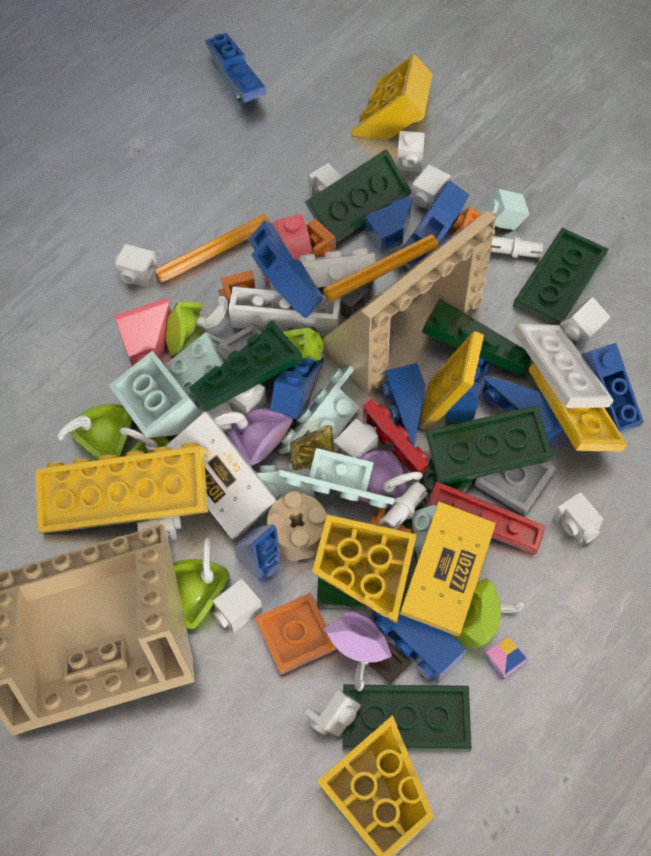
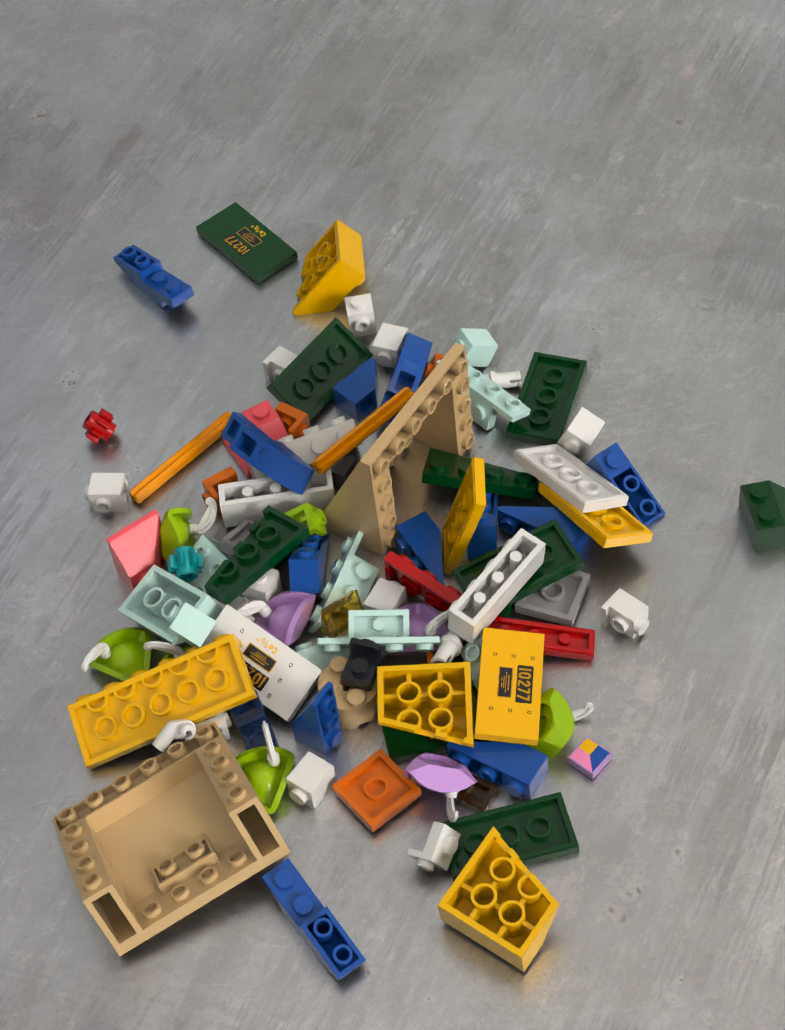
camera: 10 degrees left, 10 degrees down
(122, 523) = (174, 730): none -> white arm
(146, 199) = (99, 425): none -> red gear
(163, 424) = (189, 624): none -> light aqua brick
(180, 358) = (185, 563): none -> teal gear
(196, 530) = (249, 722): none -> dark blue slope
(198, 754) = (312, 920): none -> blue slope
(313, 508) = (362, 664): none -> black bracket
(328, 55) = (247, 242): none -> dark green tile
(462, 463) = (496, 586): none -> white brick
(508, 265) = (490, 399): none -> light aqua bracket

